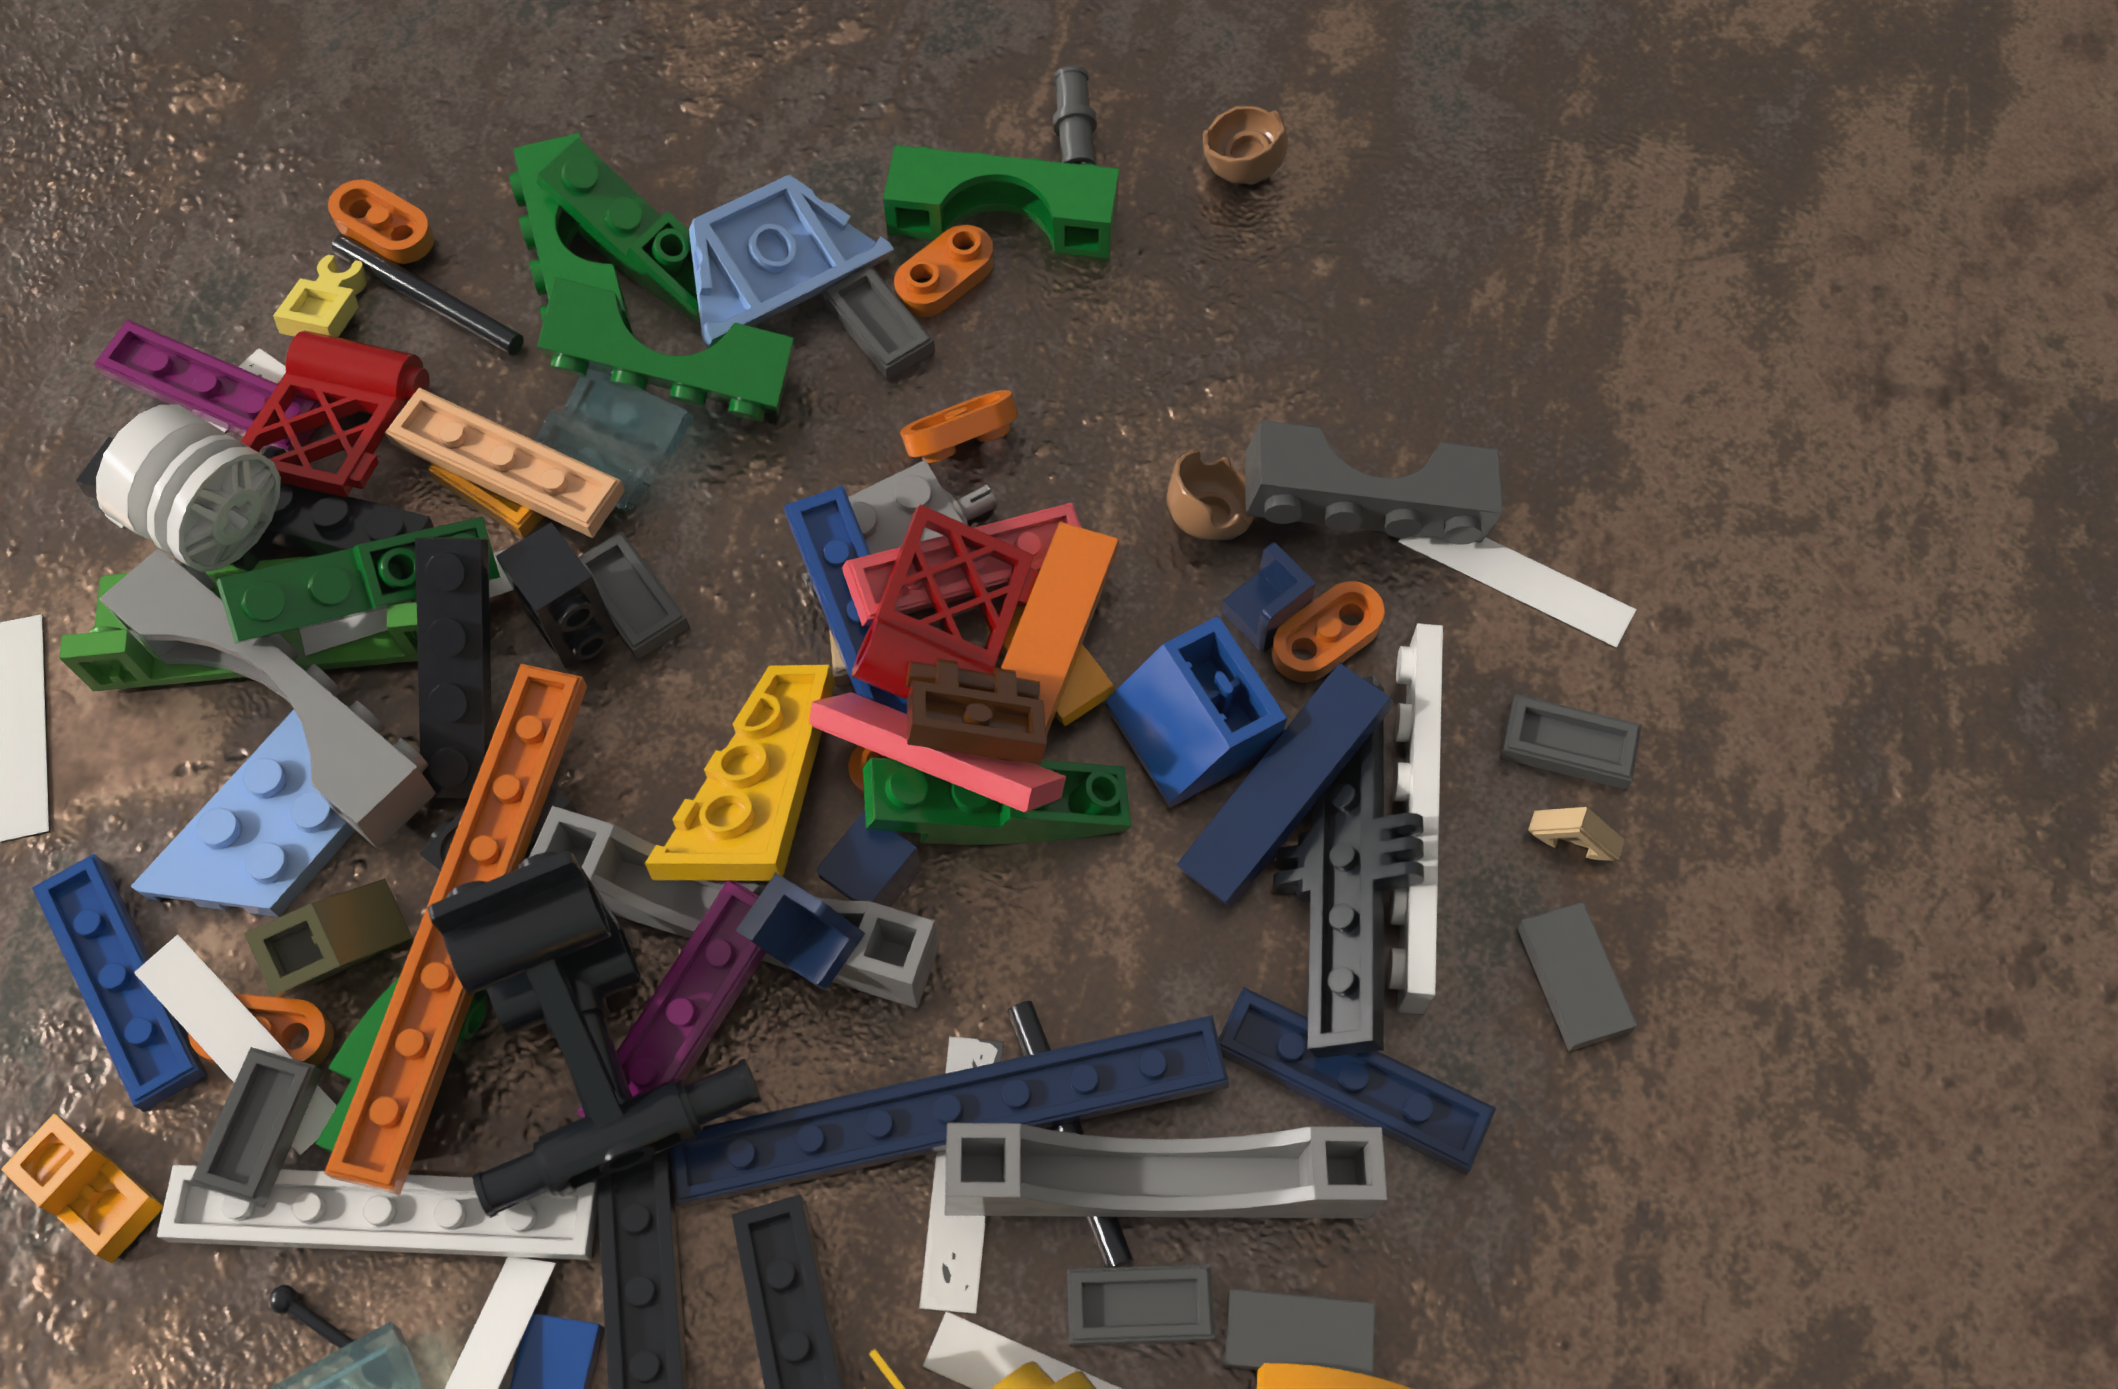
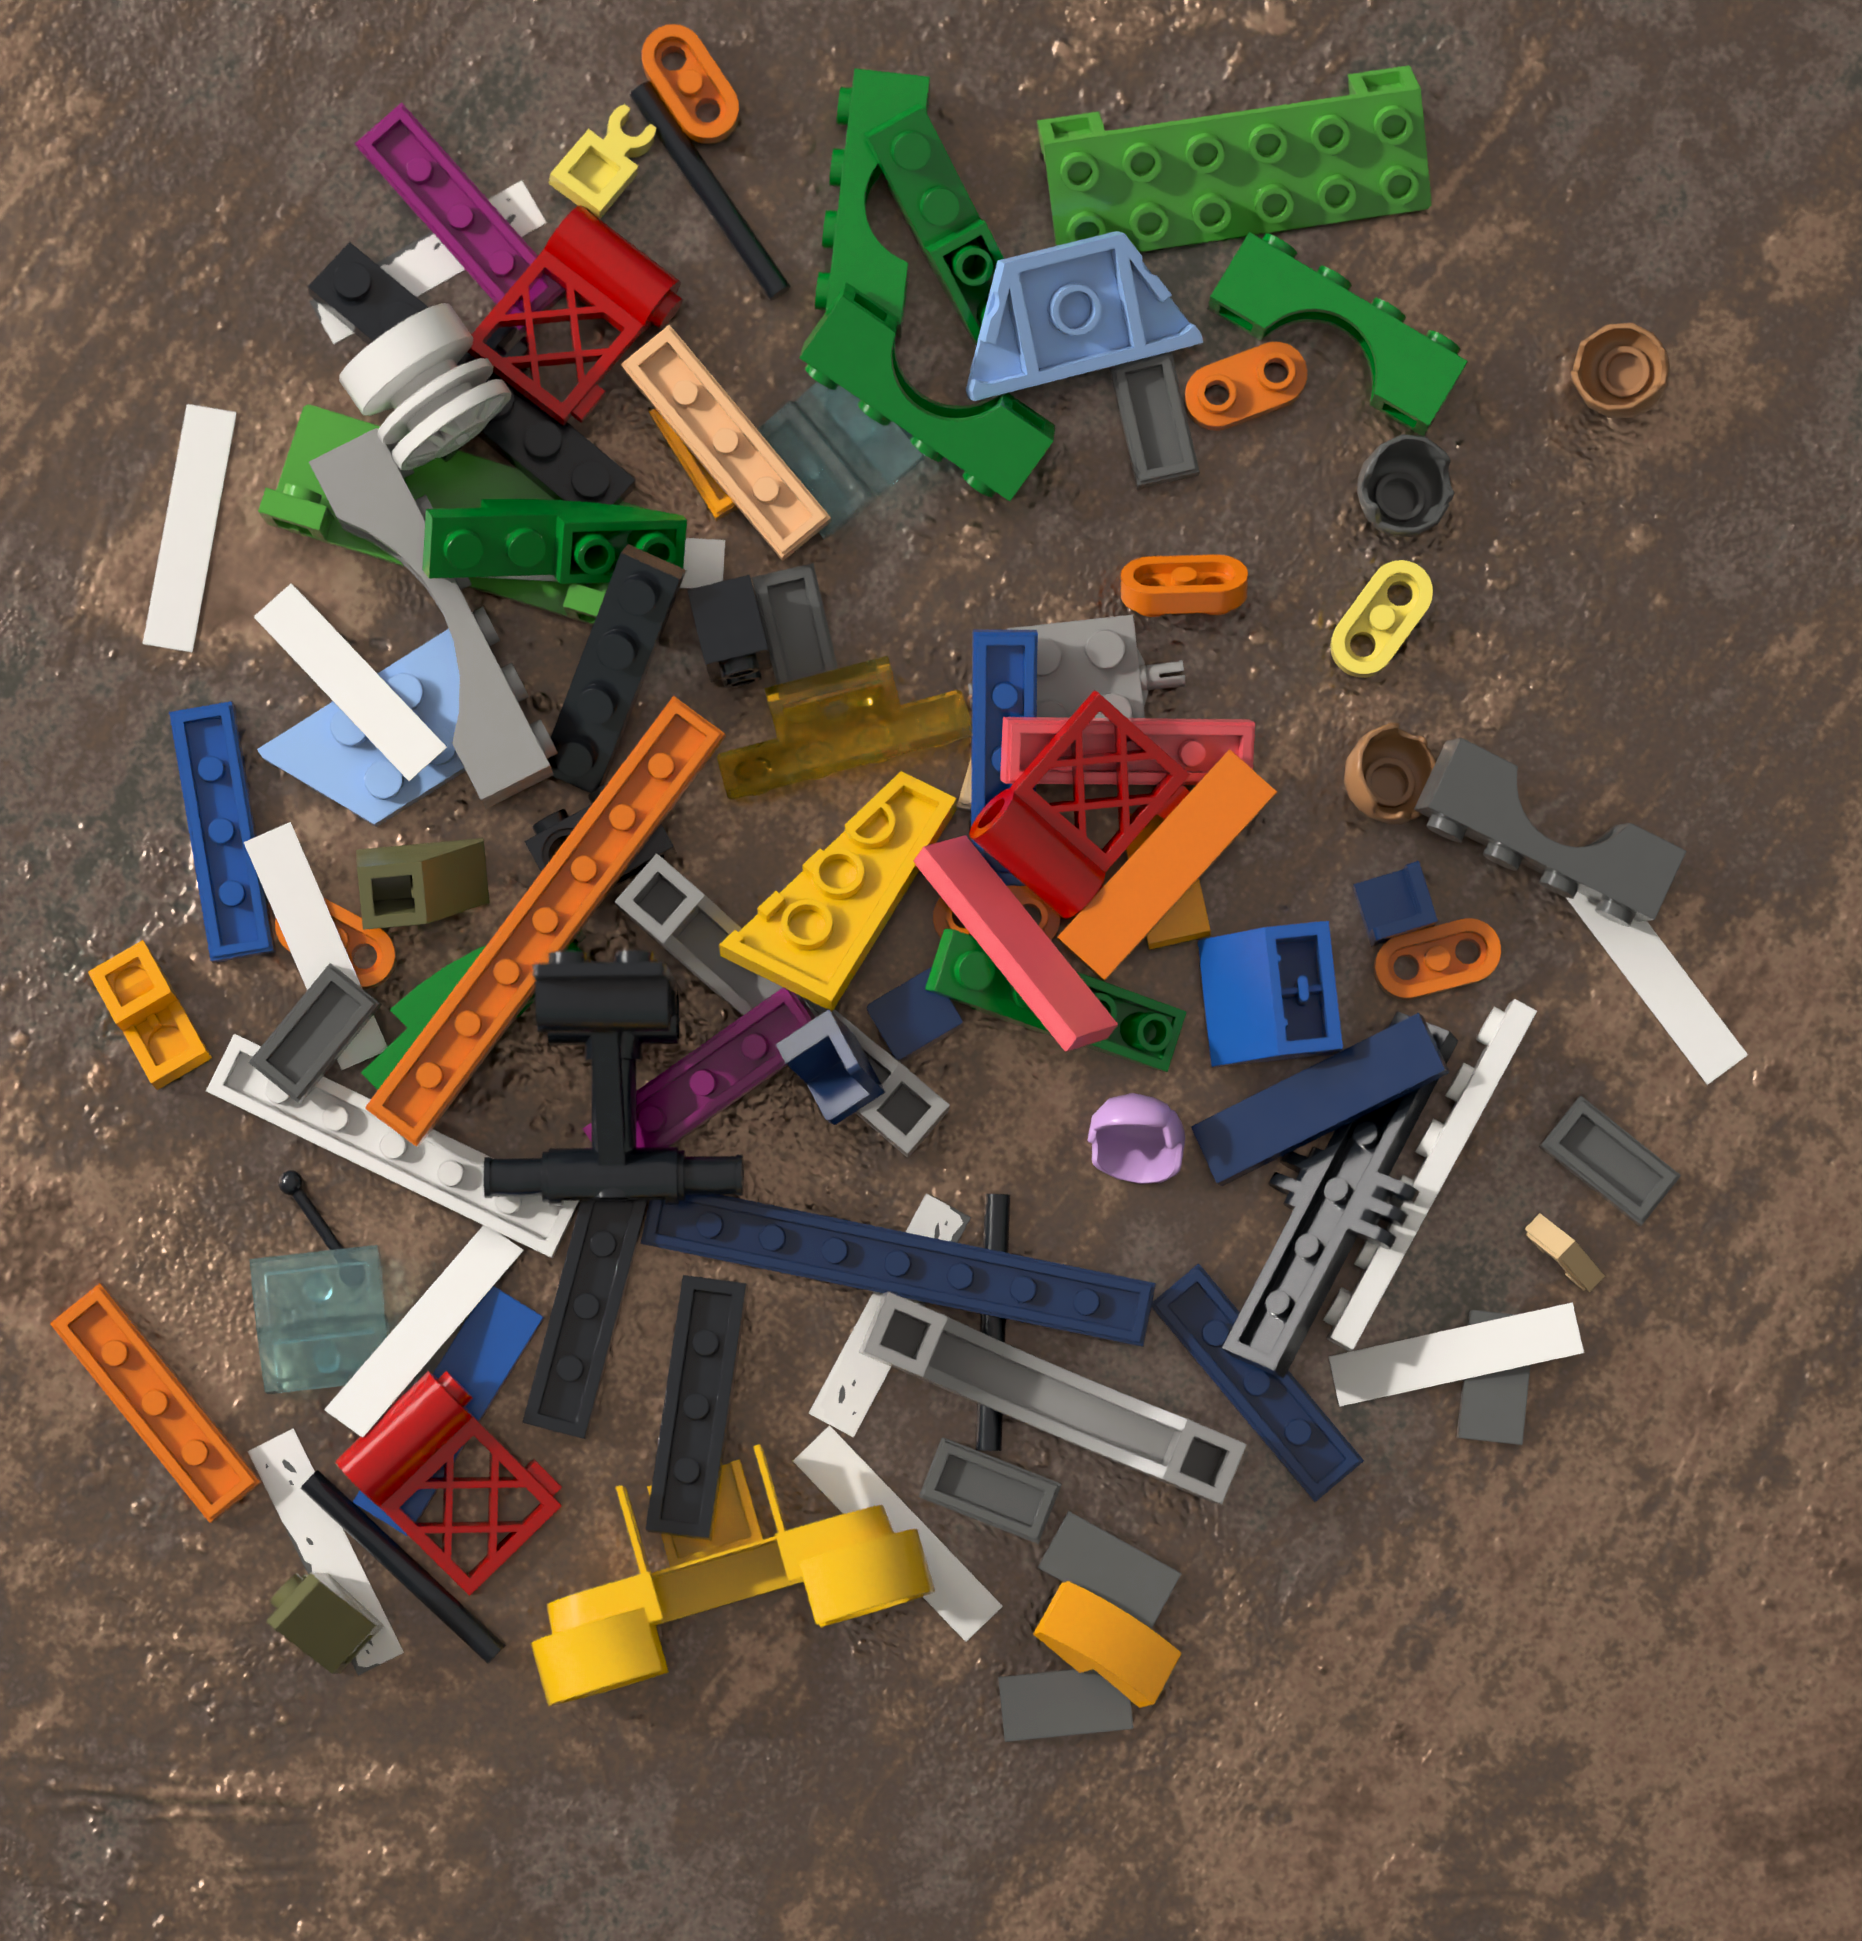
camera: 25 degrees right, 20 degrees up
(209, 788) = (350, 682): none -> white sticker
(691, 643) = (840, 724): none -> clear yellow bracket
(845, 126) = (1242, 168): none -> bright green bracket
(975, 712) = (1057, 943): reddish brown plate -> none
(1074, 117) = (1458, 259): dark grey pin -> none
(1111, 280) = (1405, 486): none -> dark grey hair
(1131, 892) = (1137, 1139): none -> lavender hair
(1140, 393) = (1380, 619): none -> light yellow plate
(1528, 968) = (1456, 1354): none -> white sticker

